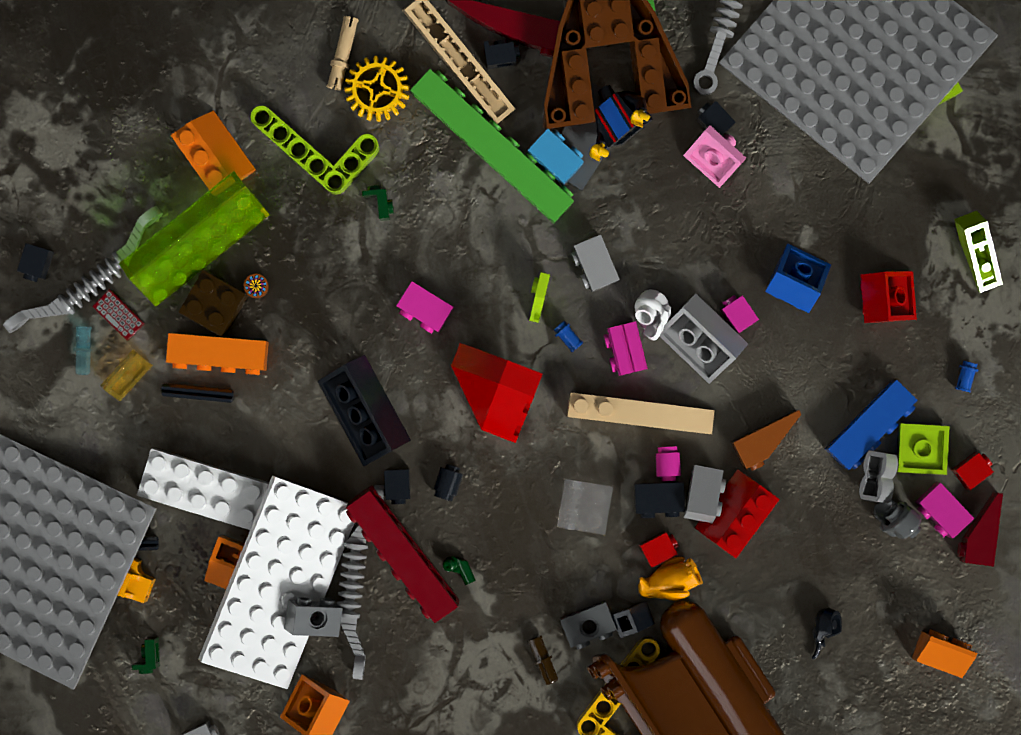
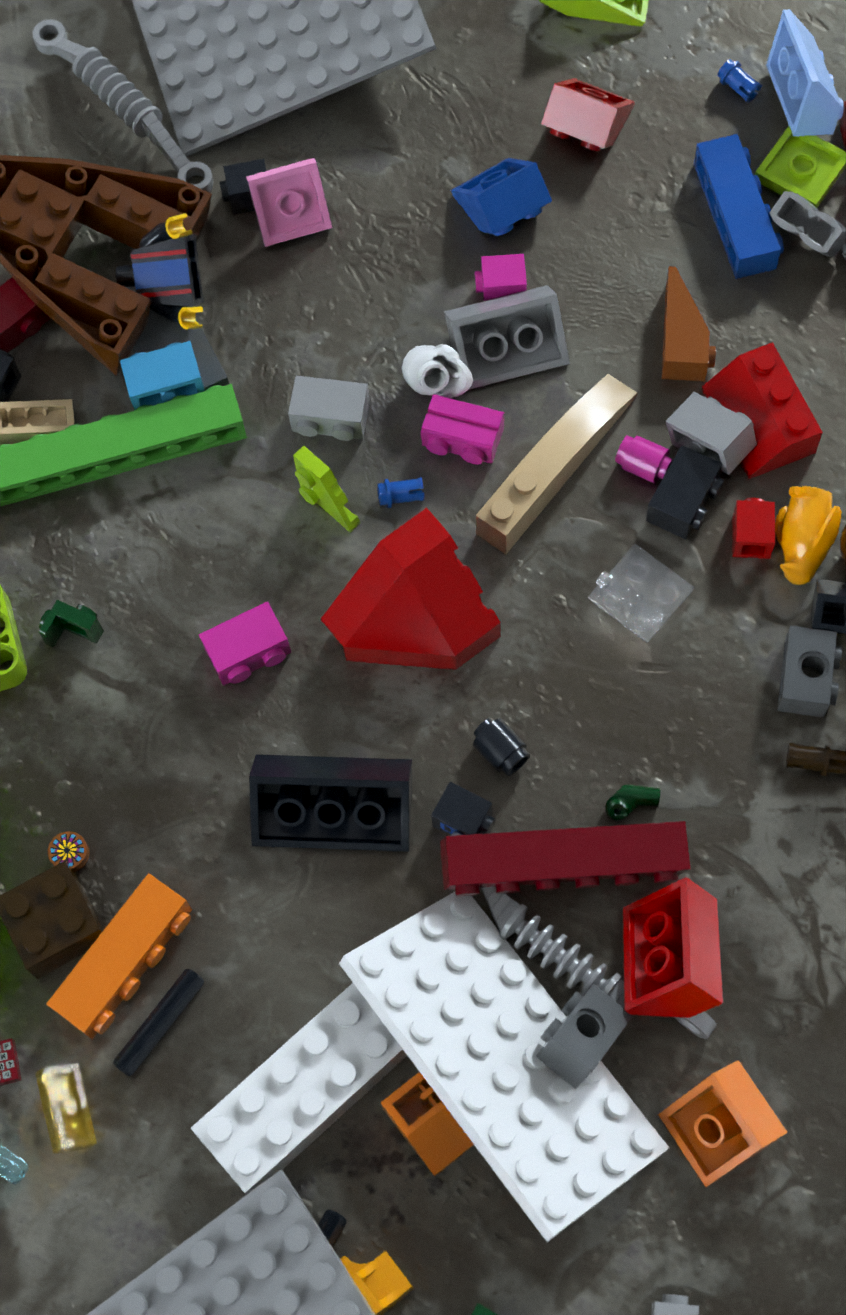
camera: 55 degrees left, 20 degrees down
(384, 638) = (672, 952): none -> red slope
(980, 420) = (803, 80): none -> light blue slope

